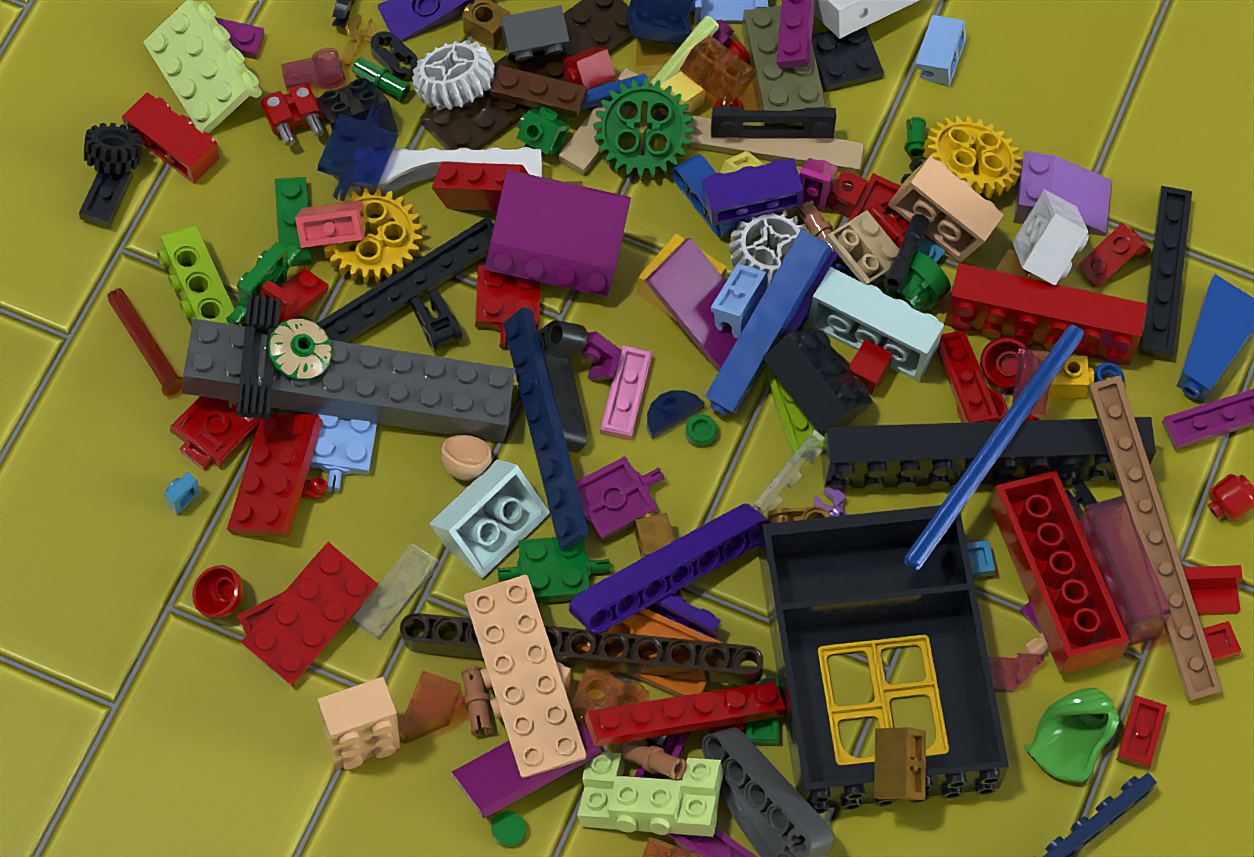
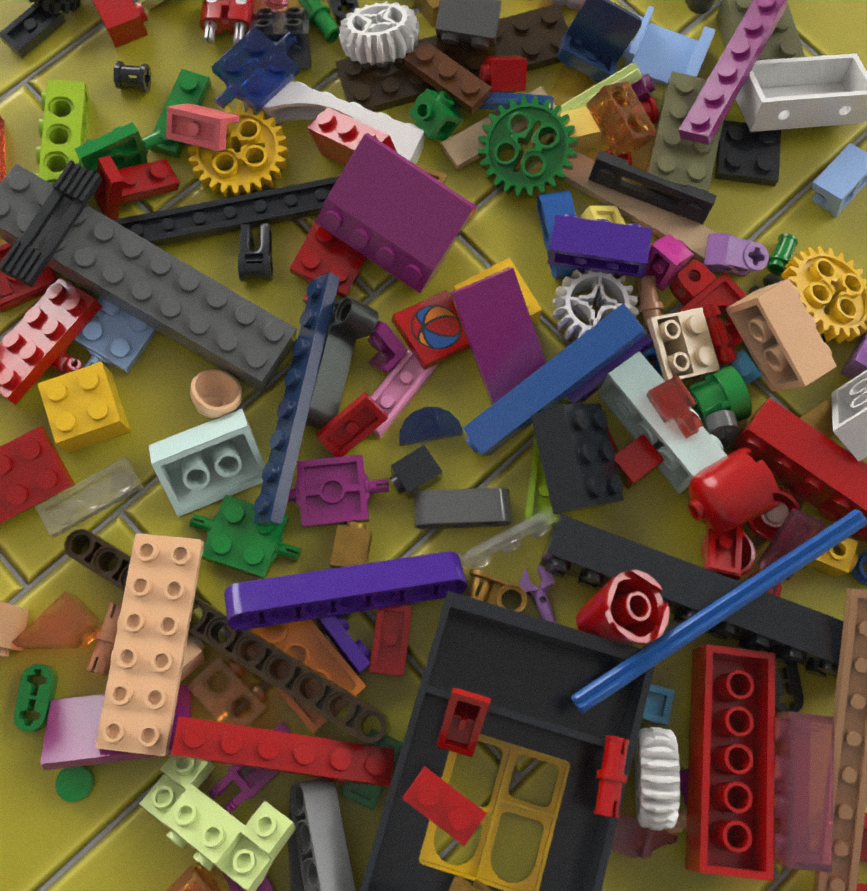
camera: 25 degrees right, 10 degrees up
(238, 196) = (122, 79): none -> black bush
(298, 362) = (98, 246): tan dish -> none
(351, 515) = (83, 407): none -> yellow brick
(444, 774) = (27, 696): none -> green beam
(604, 433) = (351, 425): none -> red plate
(635, 324) = (432, 329): none -> tile
(654, 759) = (233, 789): nougat pin -> none
(680, 453) = (415, 472): none -> black brick
(701, 431) = (449, 457): green tile -> none
(727, 600) = (391, 640): none -> red plate
(735, 467) = (462, 508): none -> dark grey beam
(739, 298) = (537, 345): light blue hinge -> none
(825, 610) = (463, 722): none -> red slope
(840, 685) = (444, 806): none -> red plate
(874, 154) = (734, 254): none -> medium lavender piece
(881, 297) = (674, 402): none -> clear red plate
(901, 264) = (710, 376): black piece -> none
(916, 477) = (626, 610): none -> red cone
(931, 302) = (723, 426): none -> dark grey beam
(962, 352) = (732, 491): none -> red cylinder
(964, 607) = (611, 776): none -> red pin
(1003, 608) = (657, 778): none -> white gear

